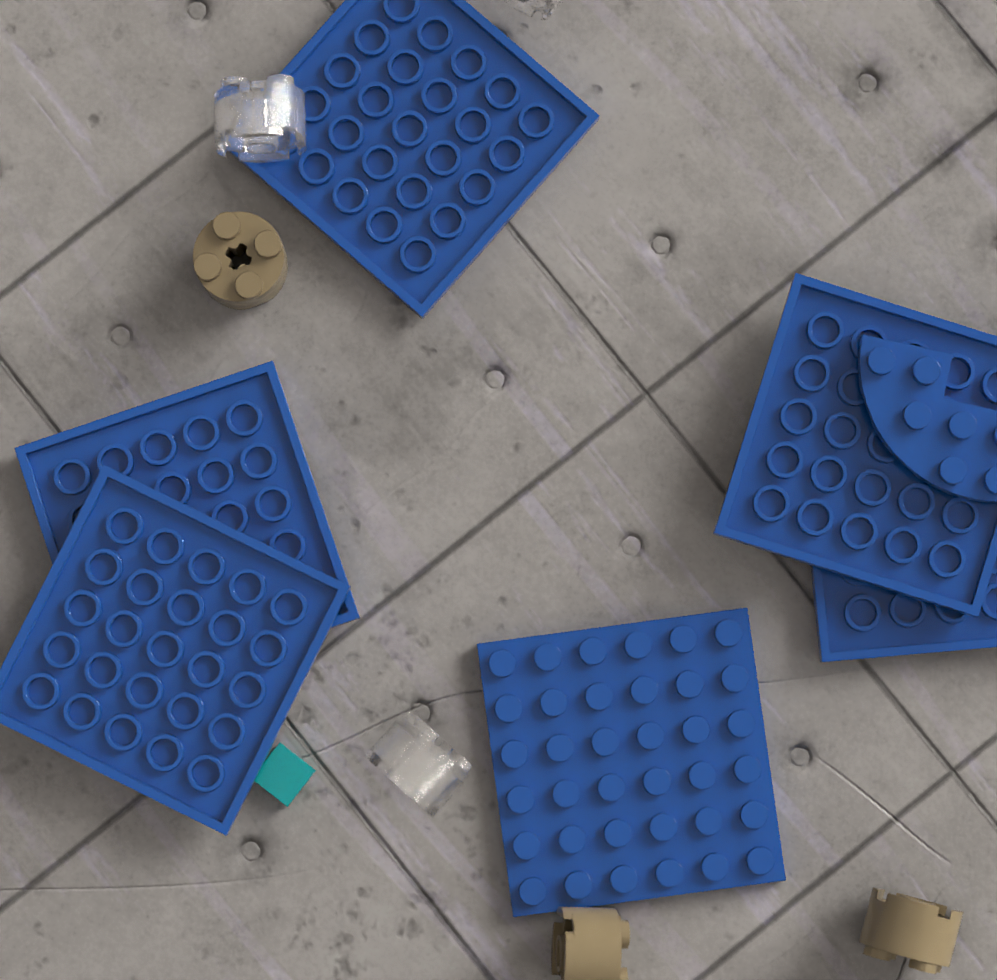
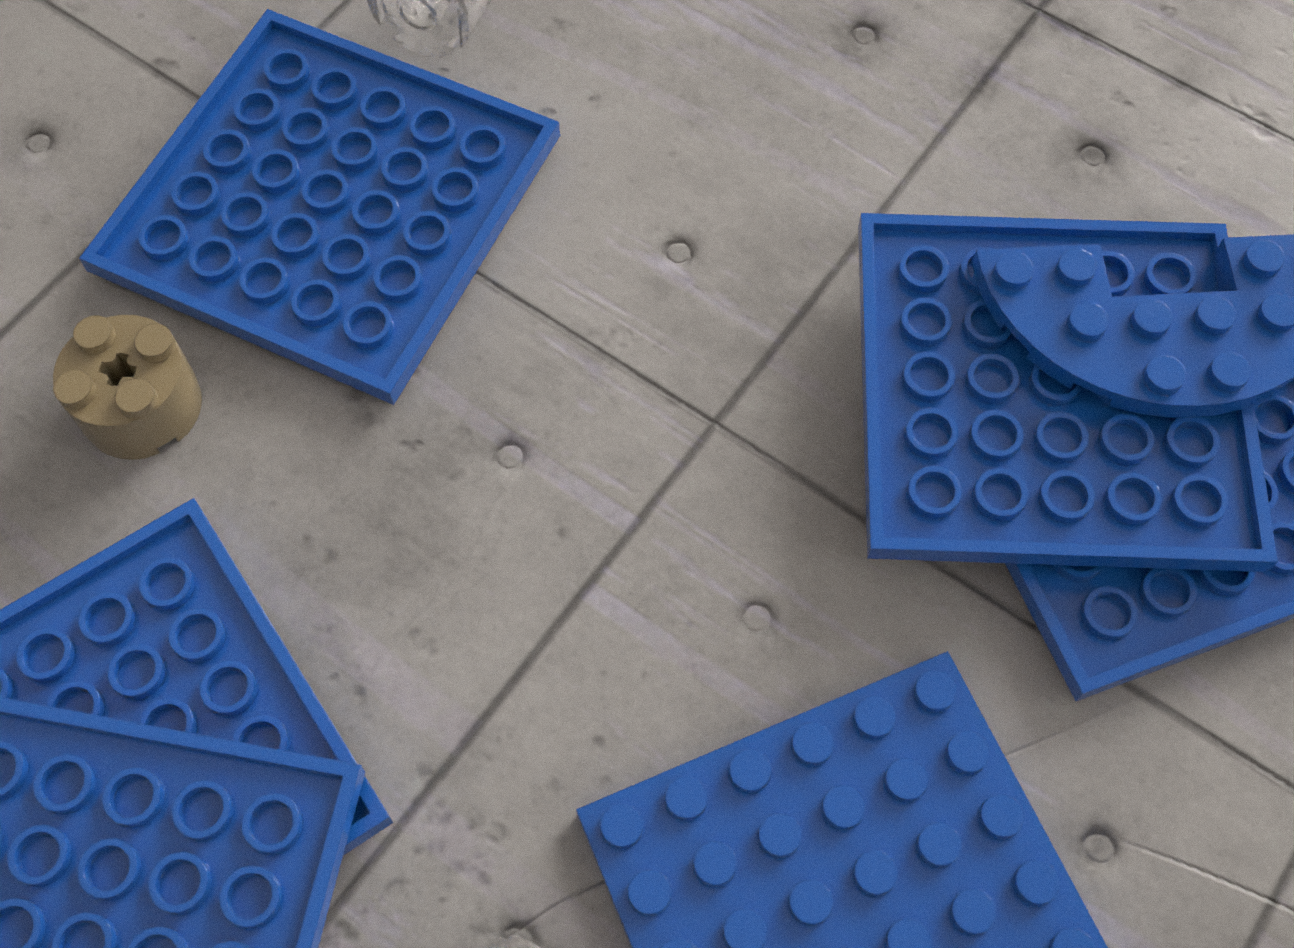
camera: 15 degrees left, 20 degrees down
(259, 118) = (116, 198): clear brick -> none

